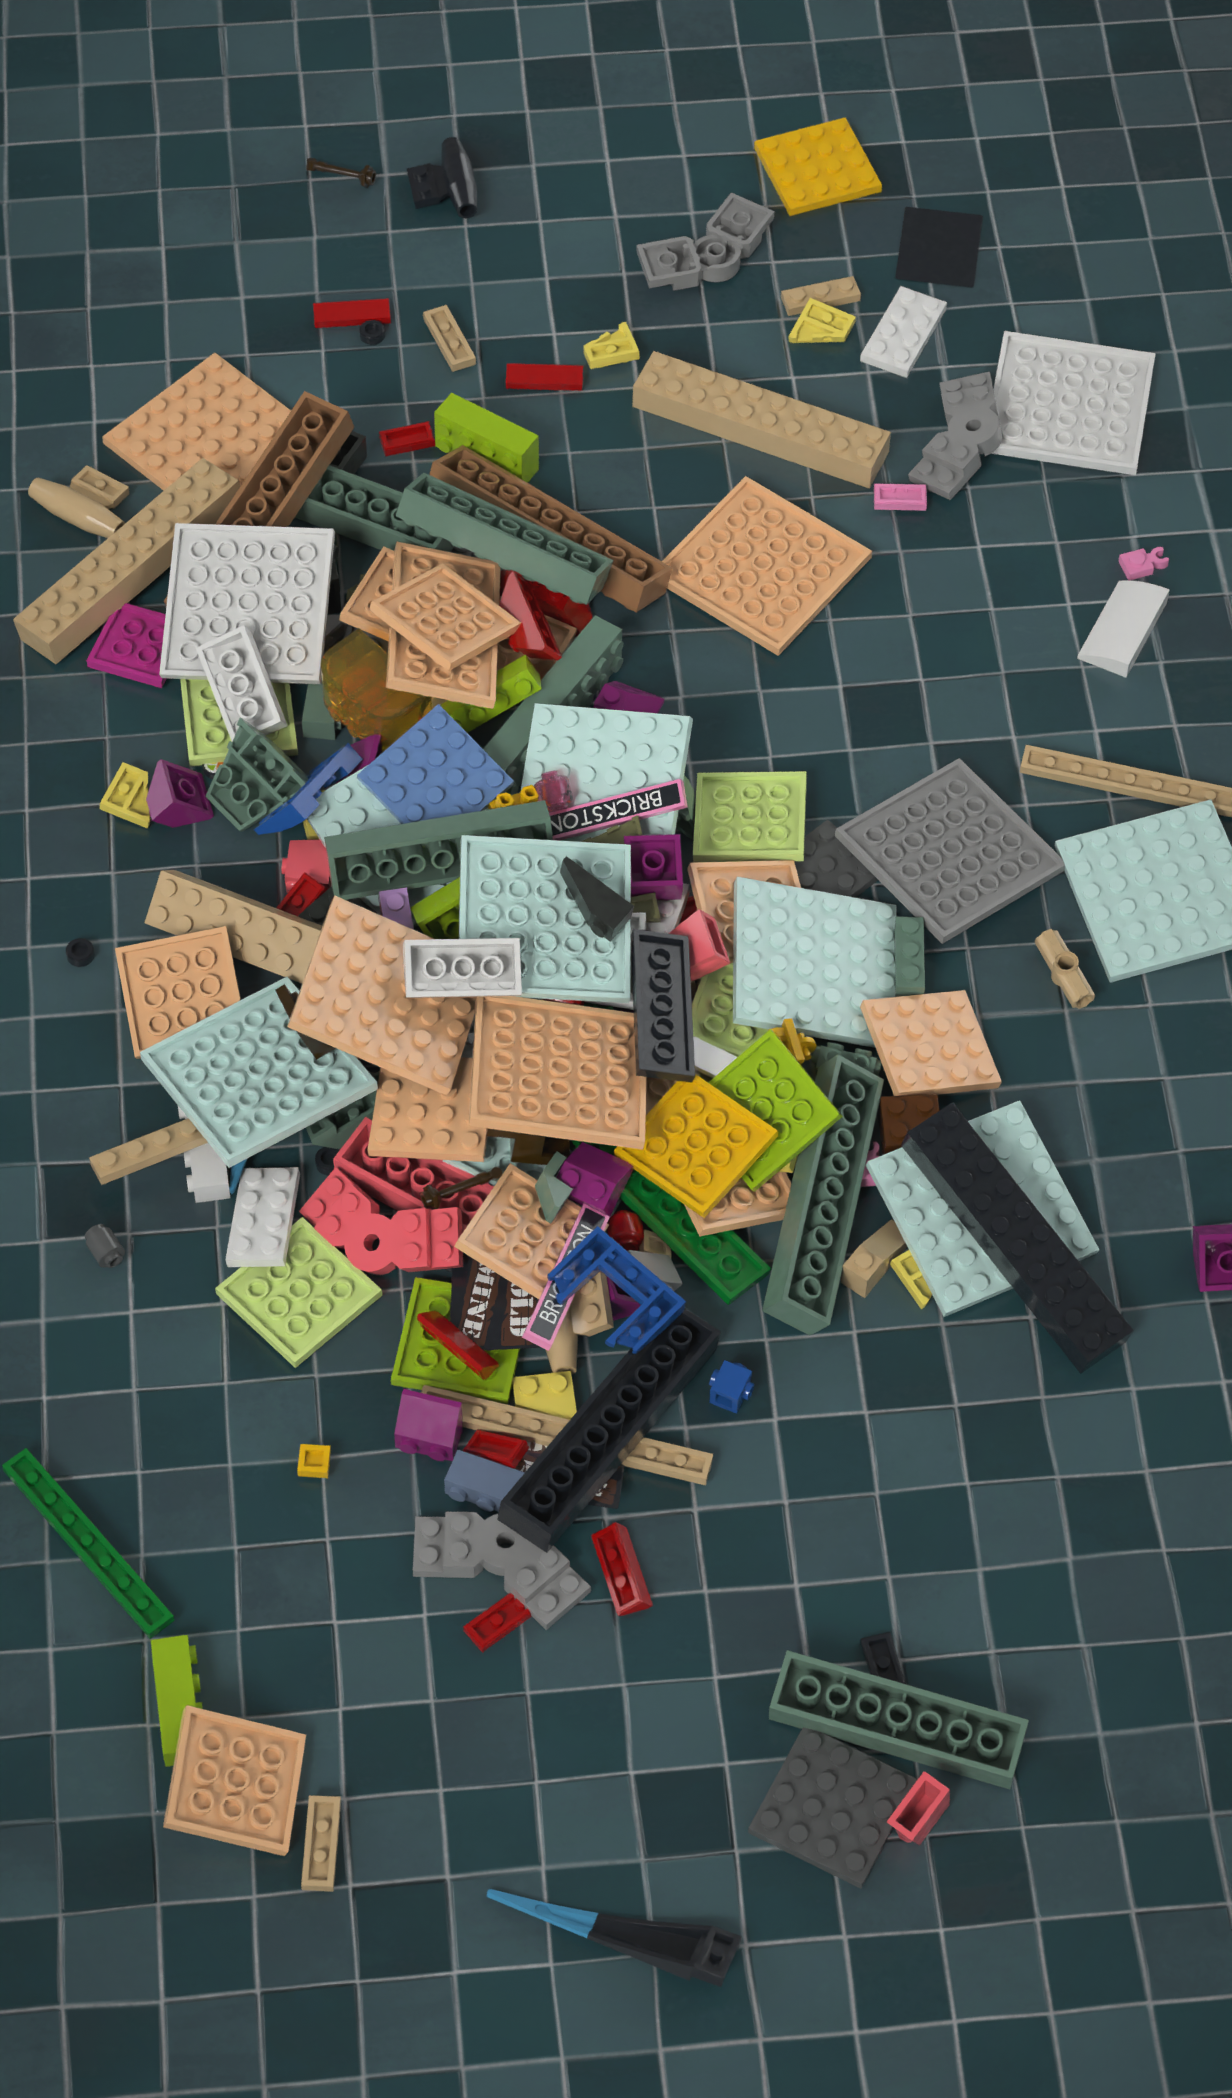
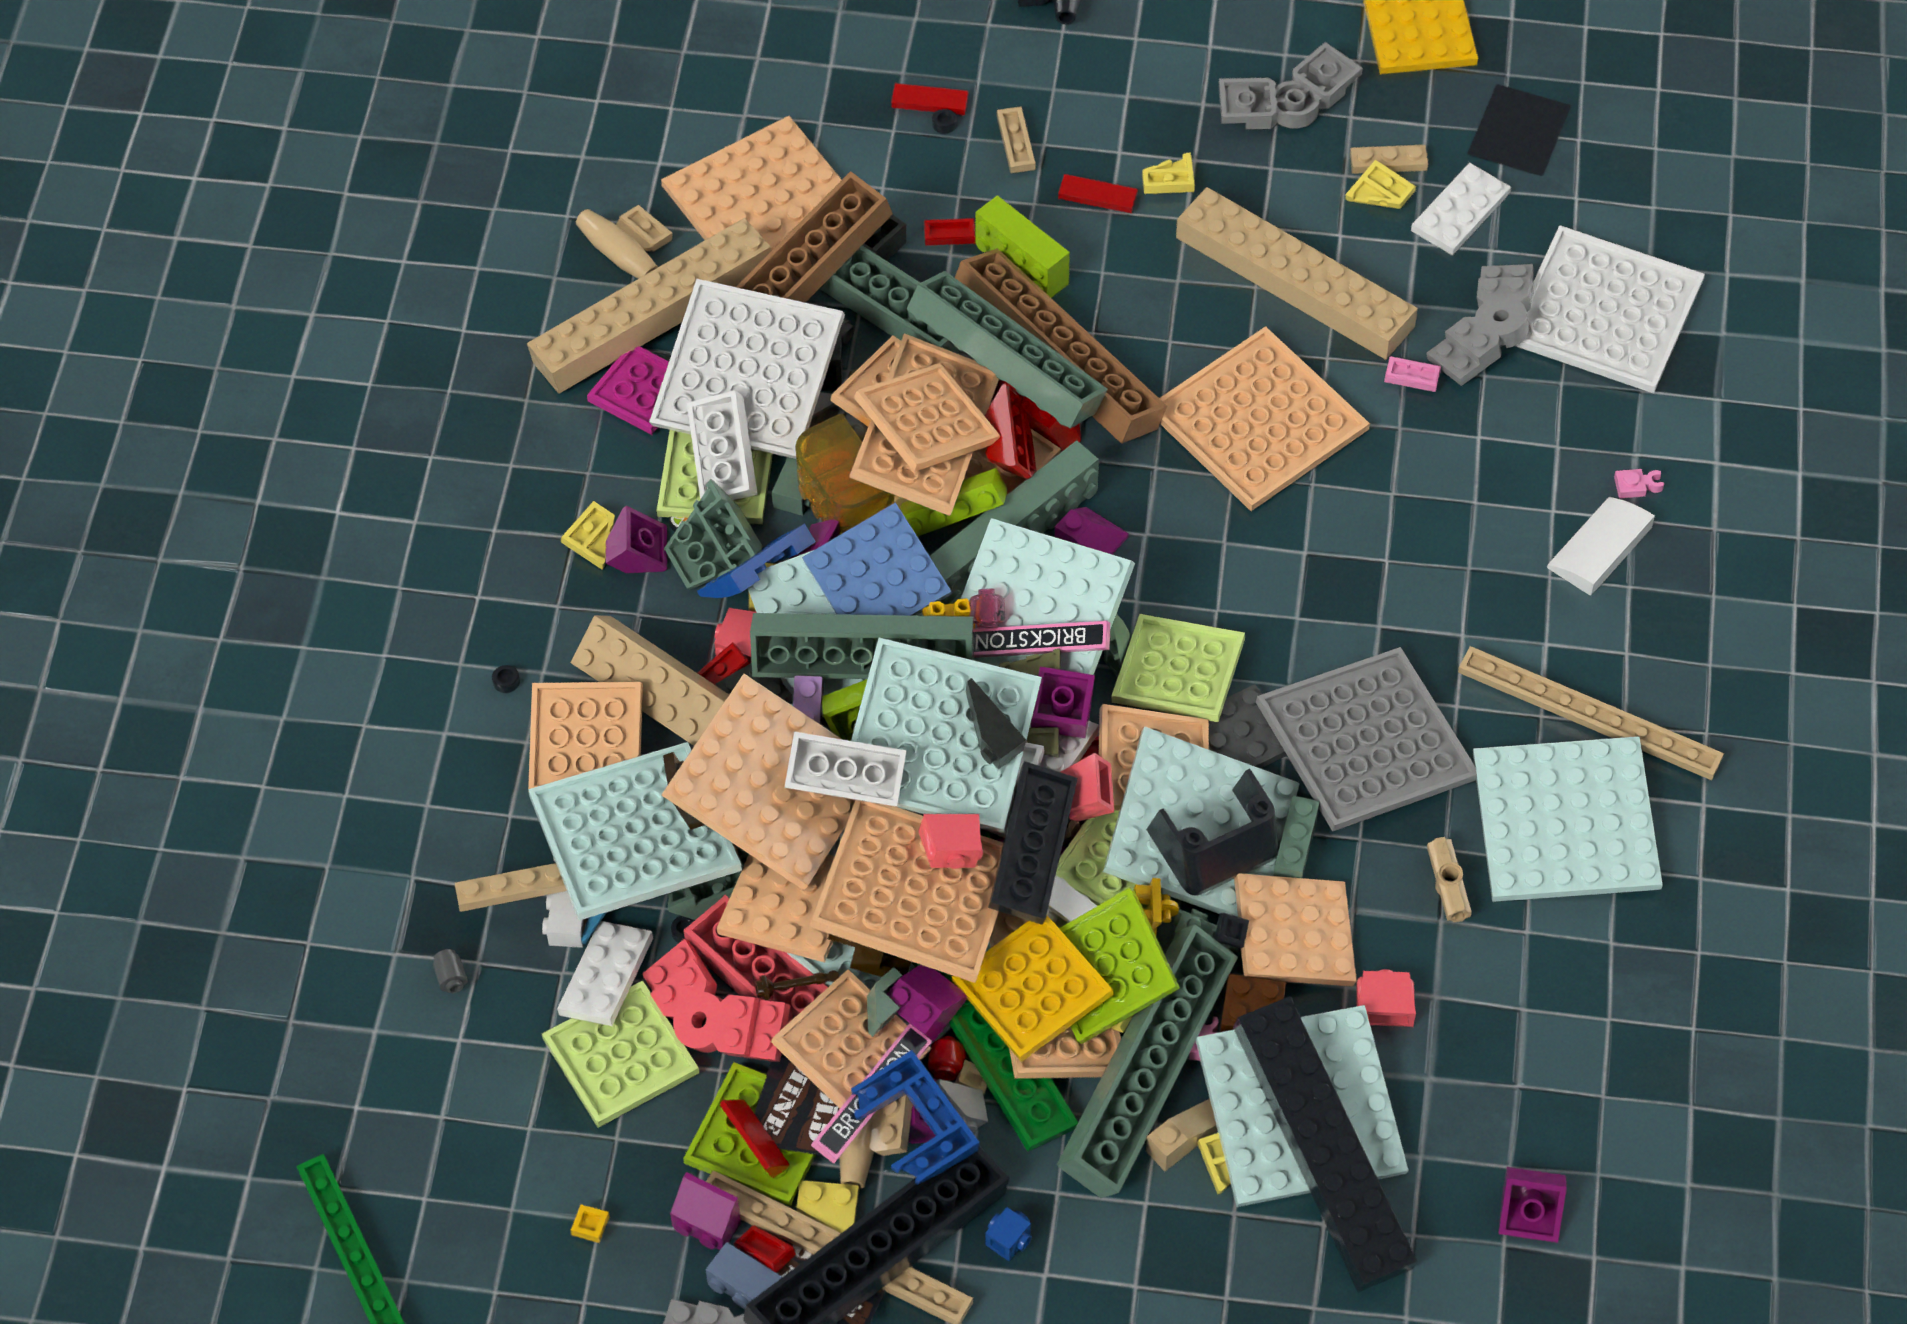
camera: 15 degrees right, 0 degrees up
(583, 1017) = (951, 840): none -> coral torso
(829, 995) = (1208, 864): none -> black windscreen
(873, 1054) = (1231, 930): none -> black tile
(1037, 1089) = (1387, 997): none -> coral torso

